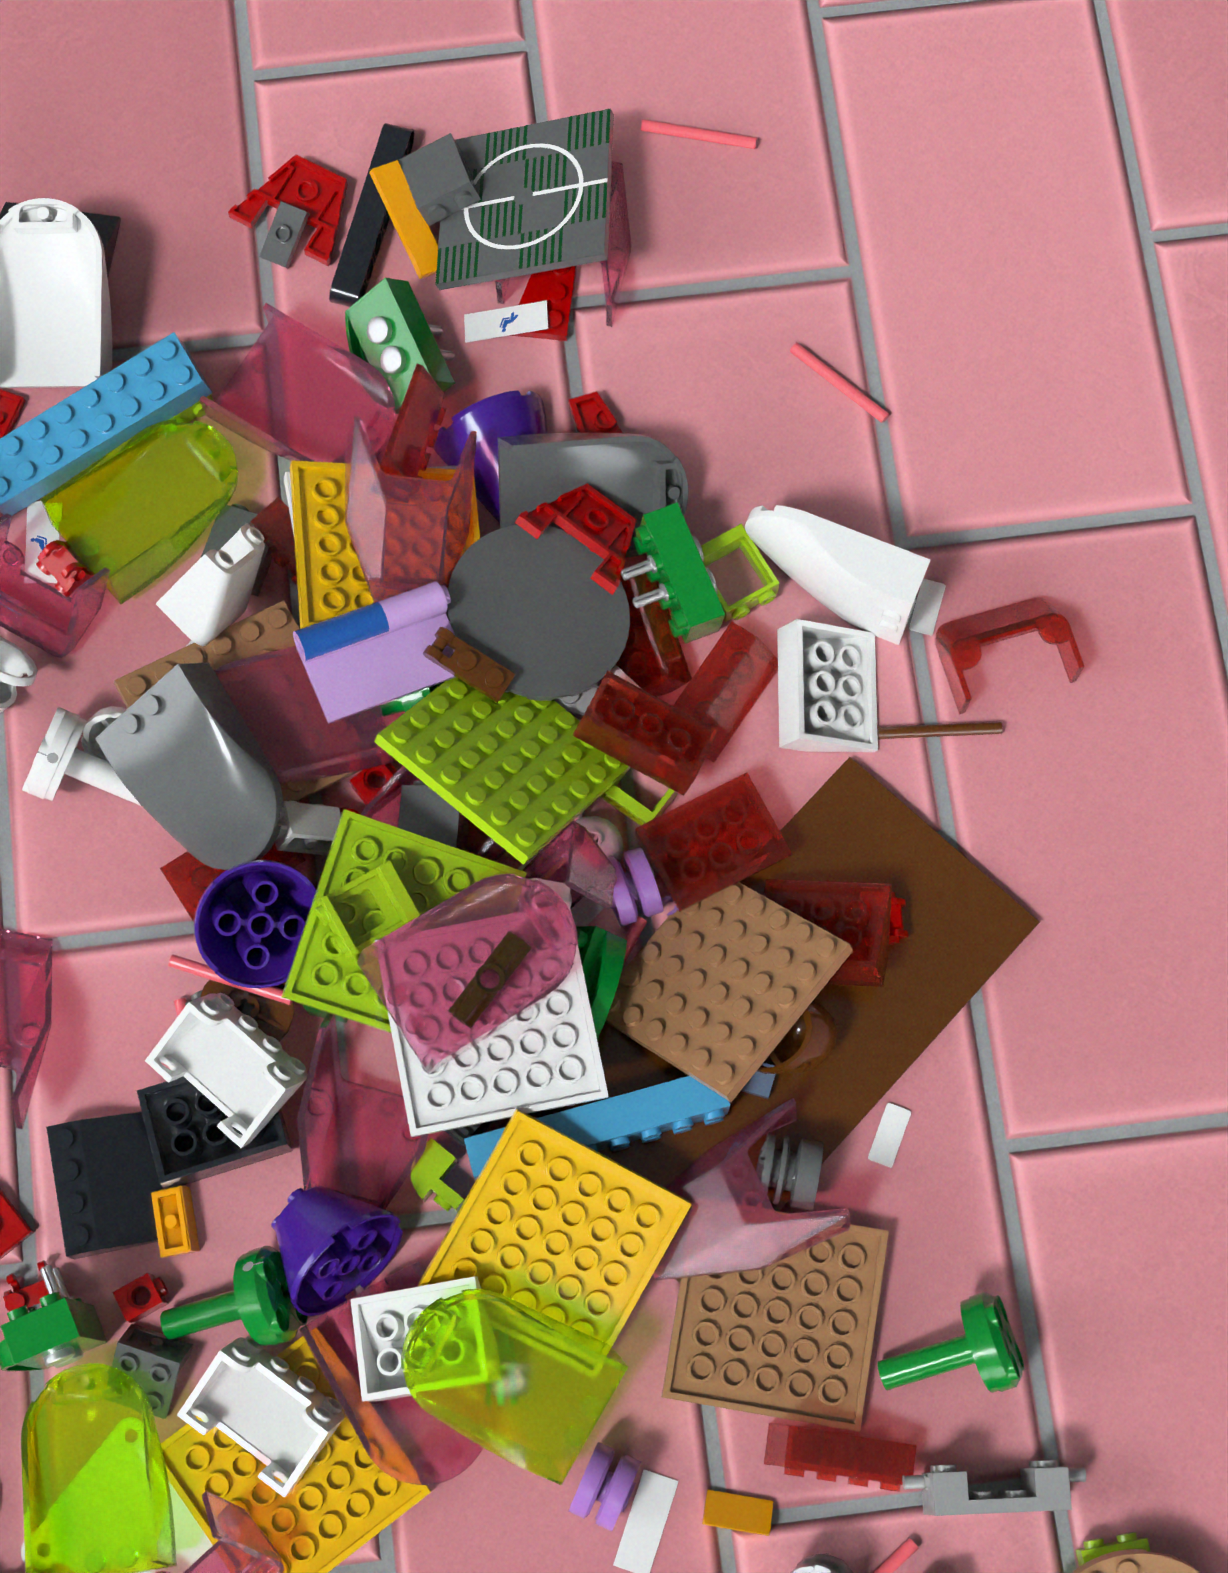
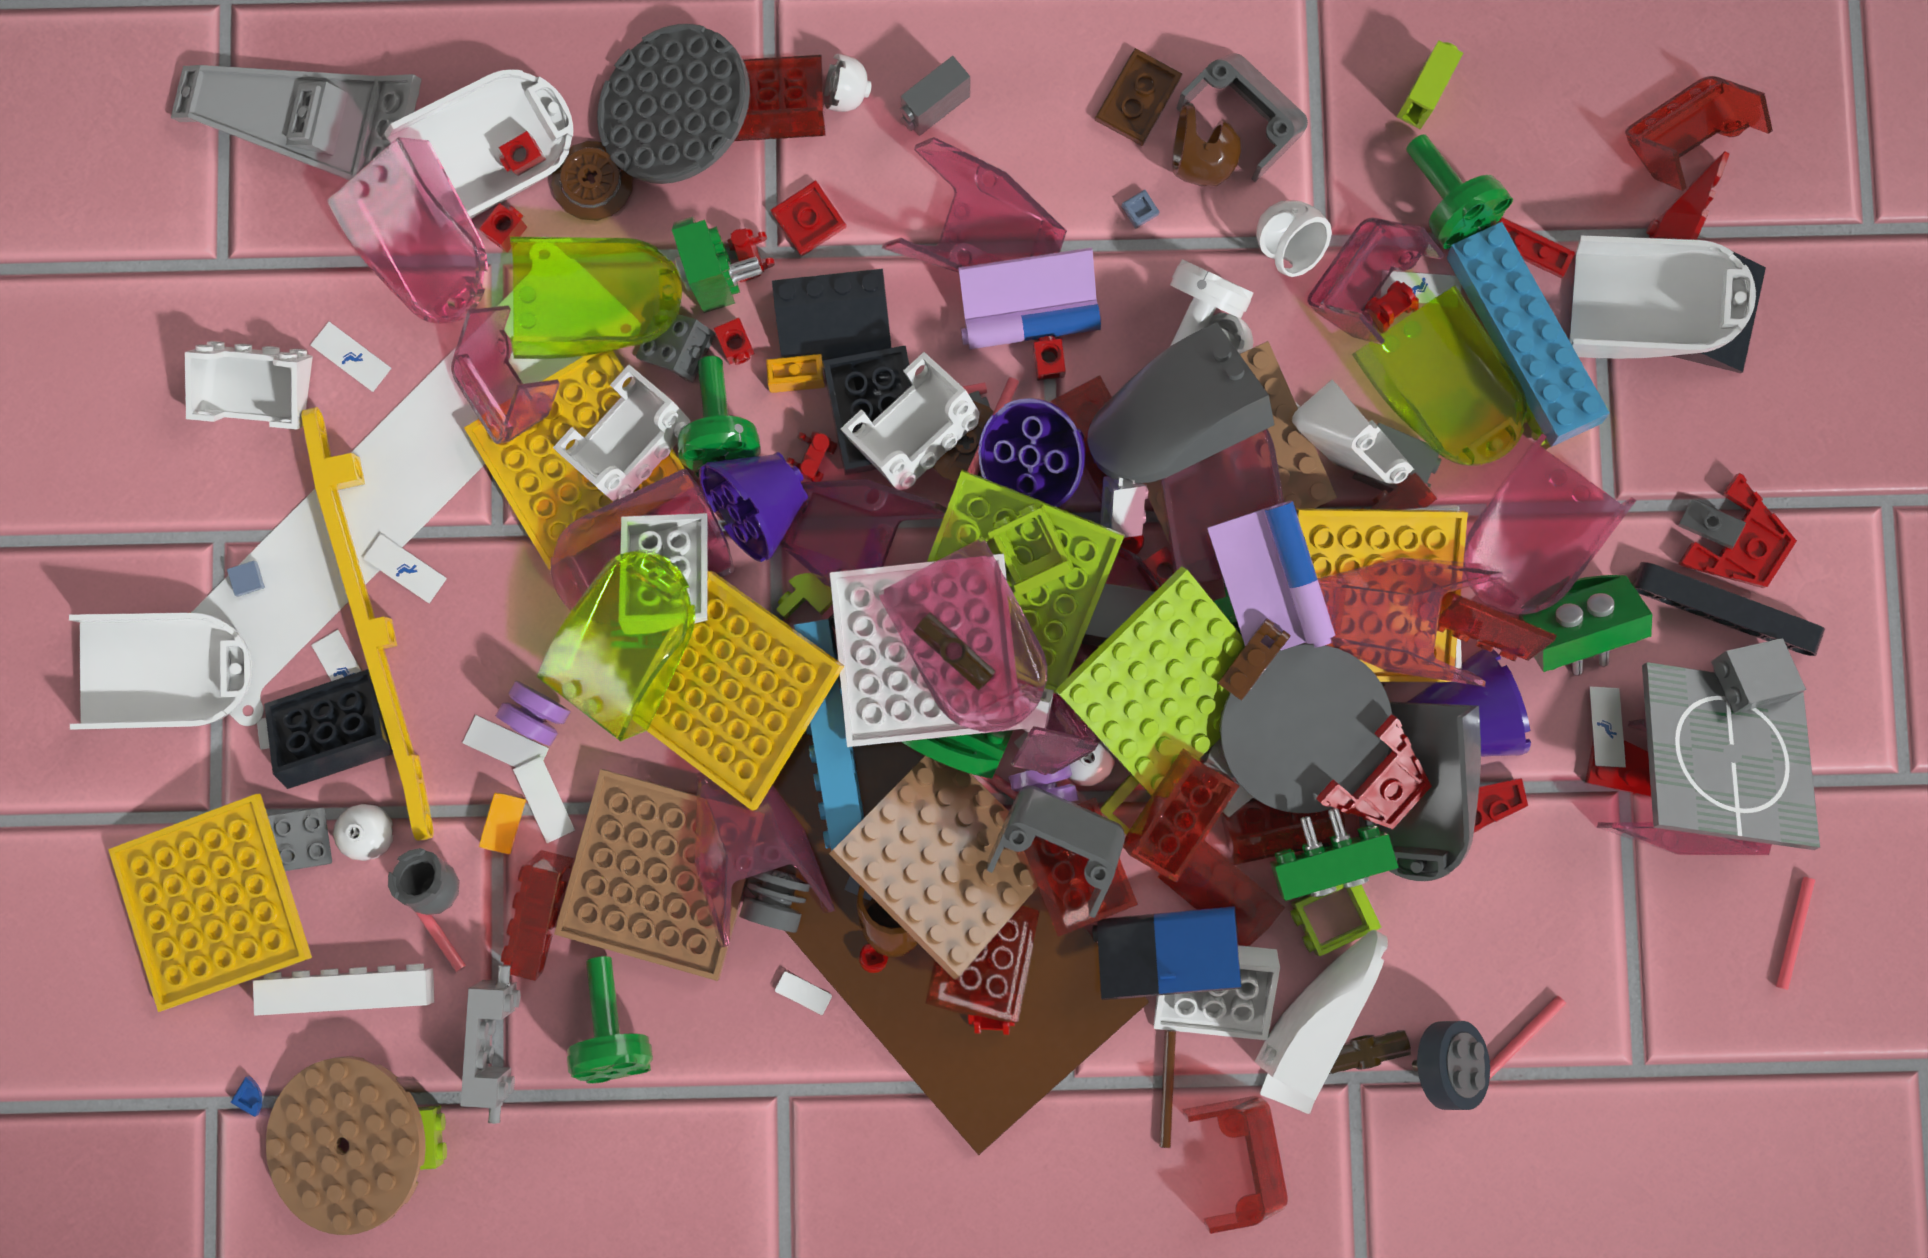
camera: 95 degrees right, 10 degrees up
(75, 957) = (1029, 298): none -> lavender door
(156, 933) = (1049, 370): none -> red brick
(269, 1187) = (813, 456): none -> red piece
(406, 217) = (1712, 643): light orange tile -> none
(661, 873) = (1067, 826): none -> dark grey windscreen
(704, 1467) = (544, 799): none -> white sticker
(795, 735) = (1168, 953): none -> door
(842, 1058) = (871, 960): none -> red tile
(867, 514) = (1371, 1050): none -> dark brown piece
(875, 442) = (1453, 1065): none -> black wheel

